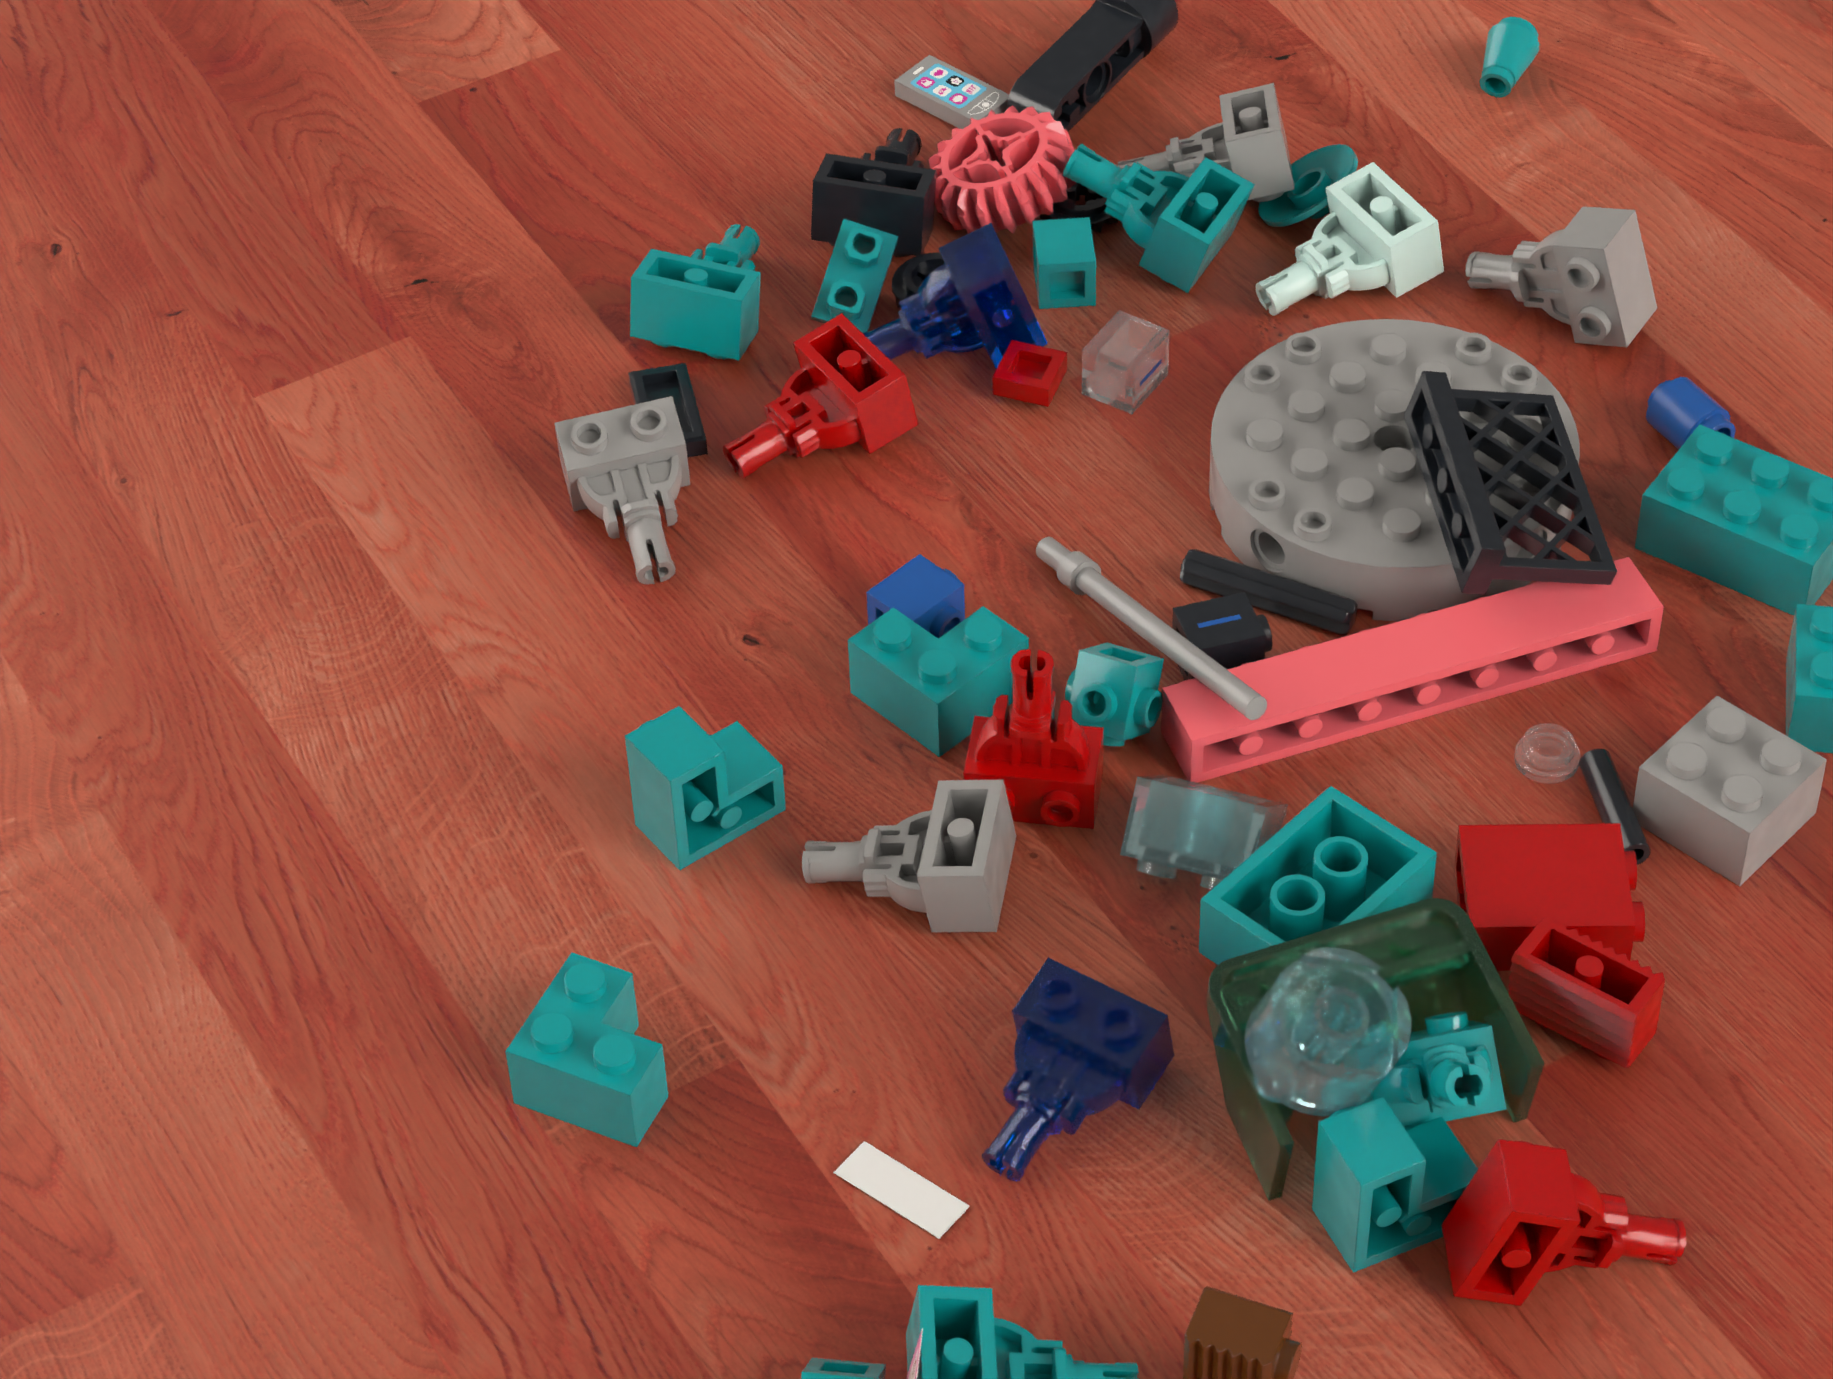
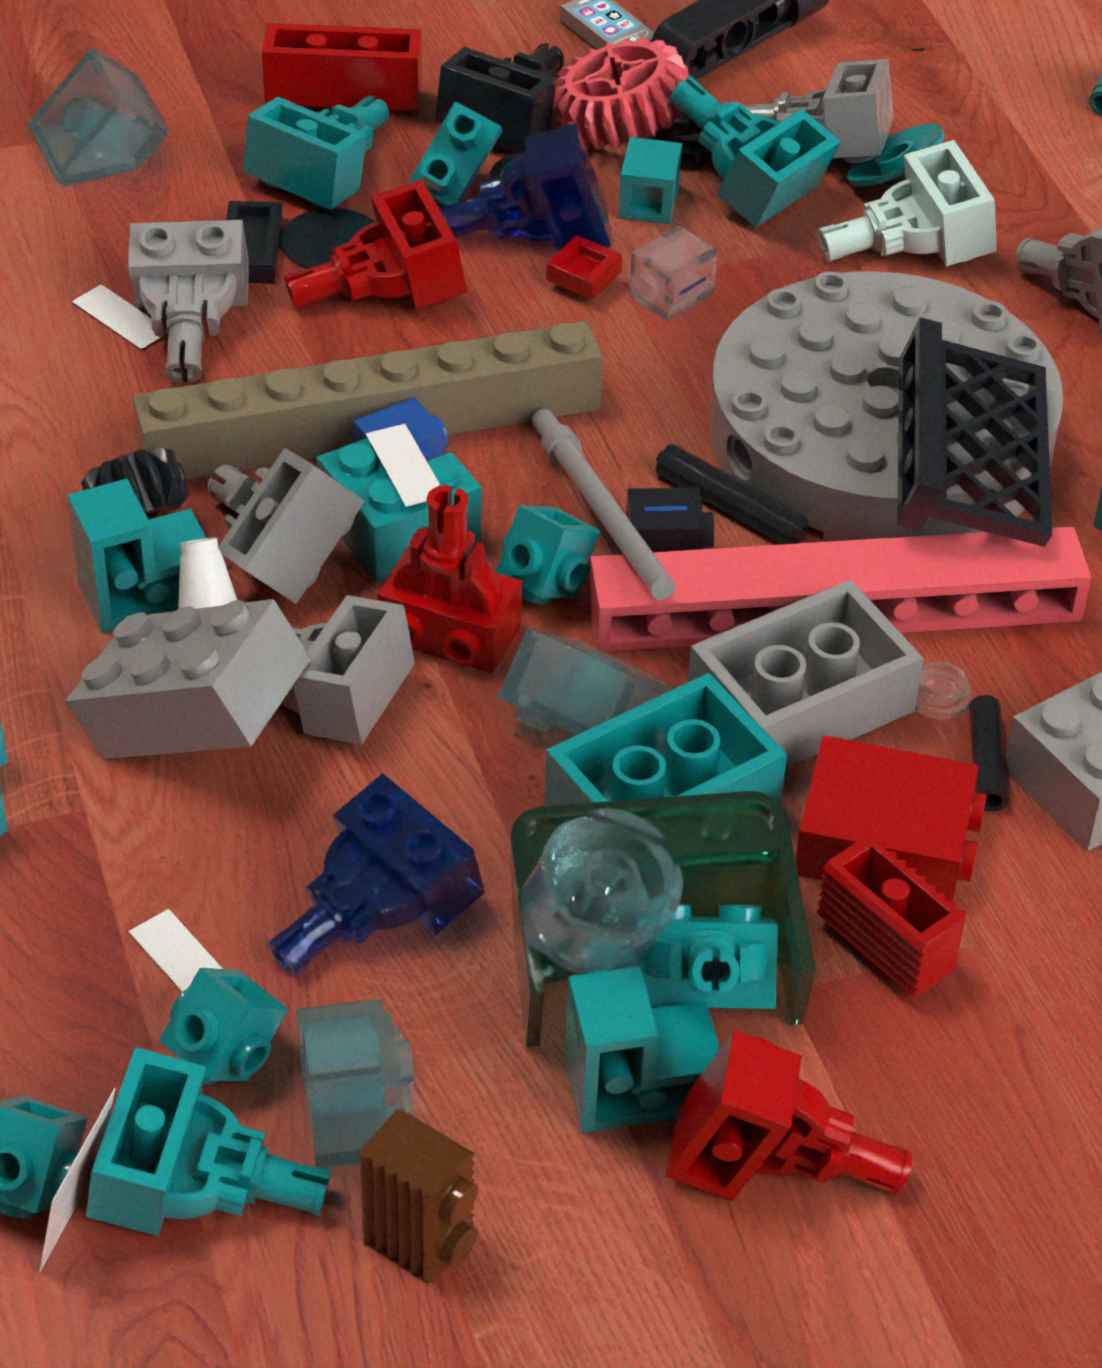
camera: 10 degrees right, 0 degrees up
(454, 311) = (97, 122): none -> clear light blue slope
(559, 523) = (118, 316): none -> white sticker
(682, 687) = (152, 475): none -> black gear
(696, 197) = (342, 65): none -> red brick
(737, 390) = (314, 233): none -> black sticker
(784, 802) = (203, 575): none -> white cone
(814, 903) = (189, 680): none -> light grey brick
(824, 580) = (314, 406): none -> dark tan brick
(838, 717) = (284, 521): none -> light grey brick
(946, 630) = (403, 463): none -> white sticker
(980, 1242) = (223, 1024): none -> teal brick
(1127, 1269) = (352, 1076): none -> clear light blue brick
(1426, 757) = (815, 669): none -> light grey brick

